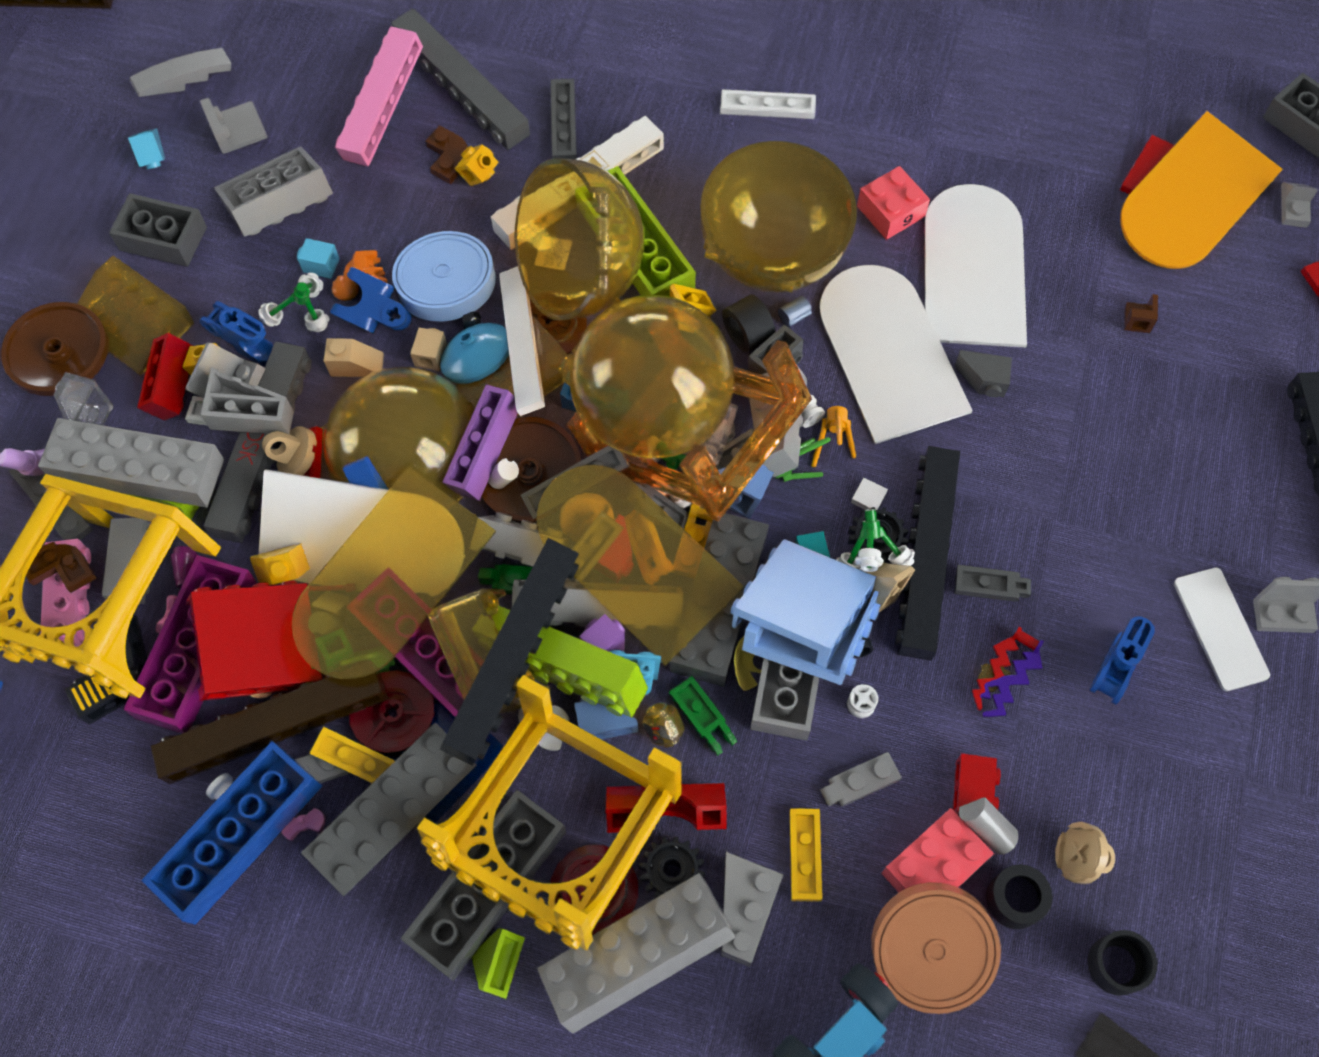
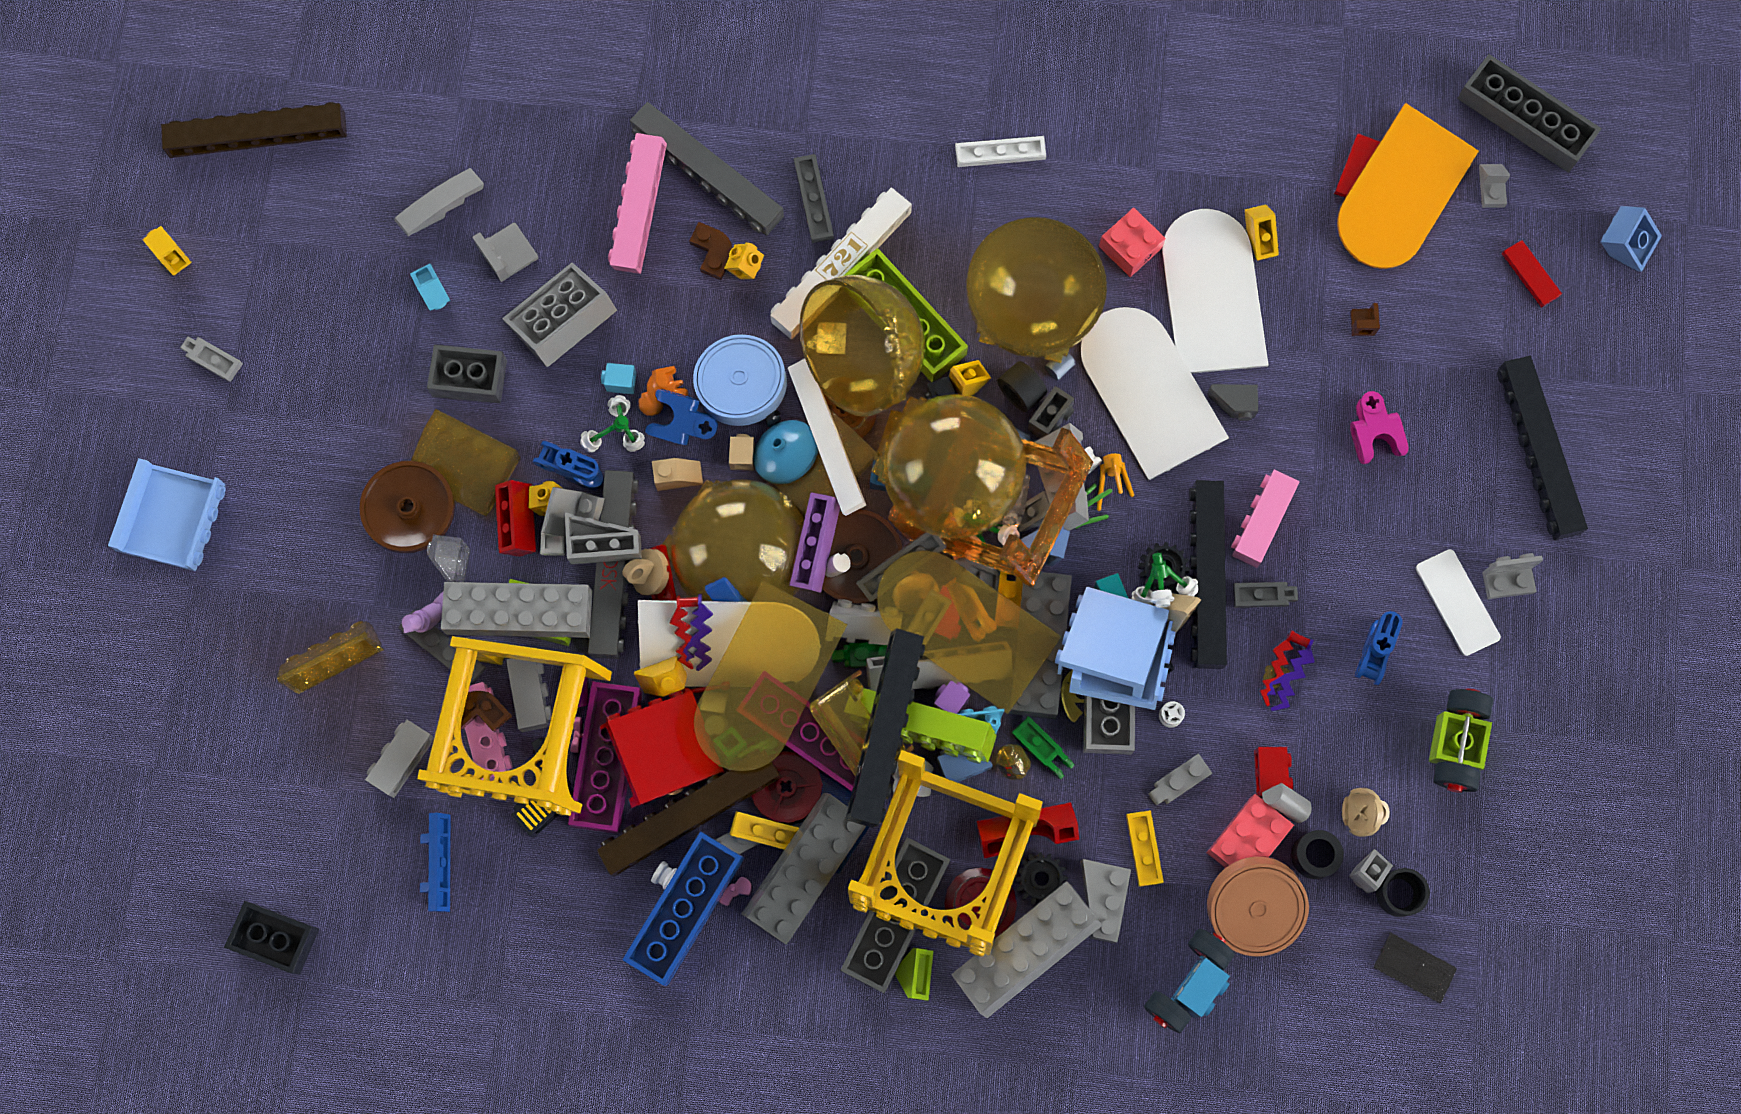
camera: 10 degrees left, 10 degrees up
(319, 526) = (702, 614): none -> piece
(869, 495) = (1150, 530): white tile -> none
(1002, 500) = (1265, 518): none -> bright pink brick
(1036, 212) = (1262, 231): none -> yellow slope
(1084, 929) = (1371, 872): none -> light grey slope
(1143, 421) = (1374, 425): none -> dark pink piece
(1215, 784) = (1461, 740): none -> brick

